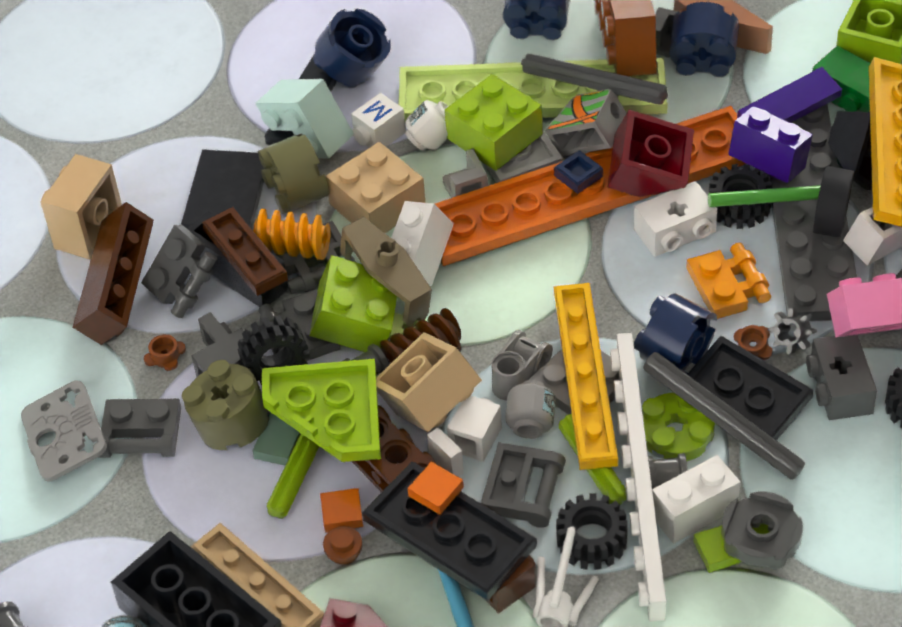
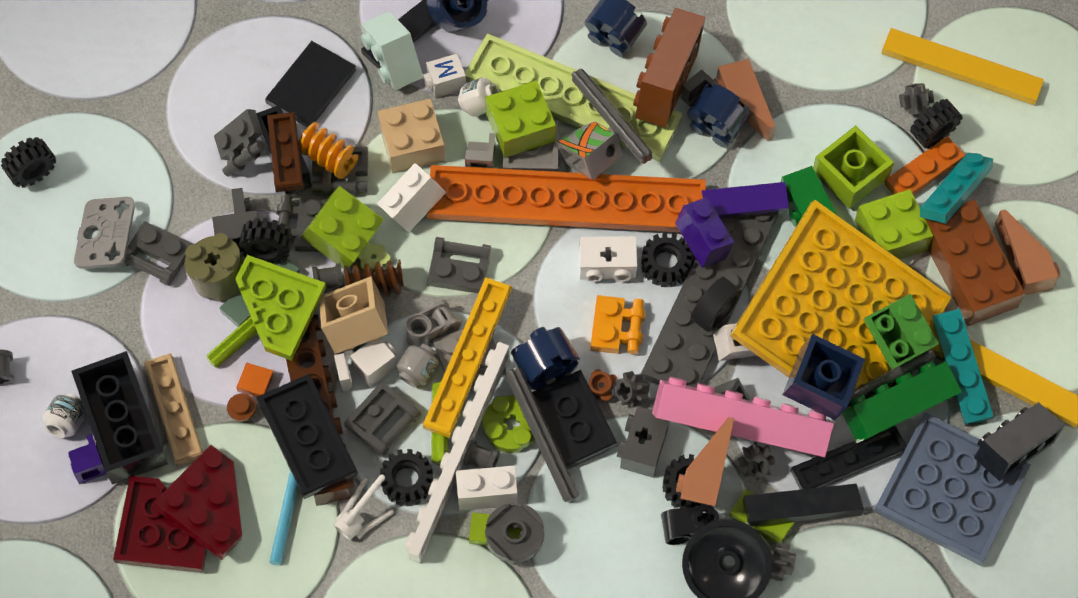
camera: 20 degrees right, 15 degrees up
(79, 203) = (199, 56): tan brick -> none
(113, 274) = (196, 122): reddish brown brick -> none
(164, 352) = (198, 194): dark orange plate -> none
(293, 172) = (358, 95): olive brick -> none
(388, 265) = (375, 211): dark tan piece -> none
(435, 488) = (310, 403): orange tile -> none
(511, 305) = (456, 273): none -> dark grey plate
(578, 171) = (560, 187): dark blue tile -> none
(650, 155) = (613, 202): dark red slope -> none
(763, 196) = (673, 271): bright green bar -> none
(852, 145) = (765, 254): black slope -> none

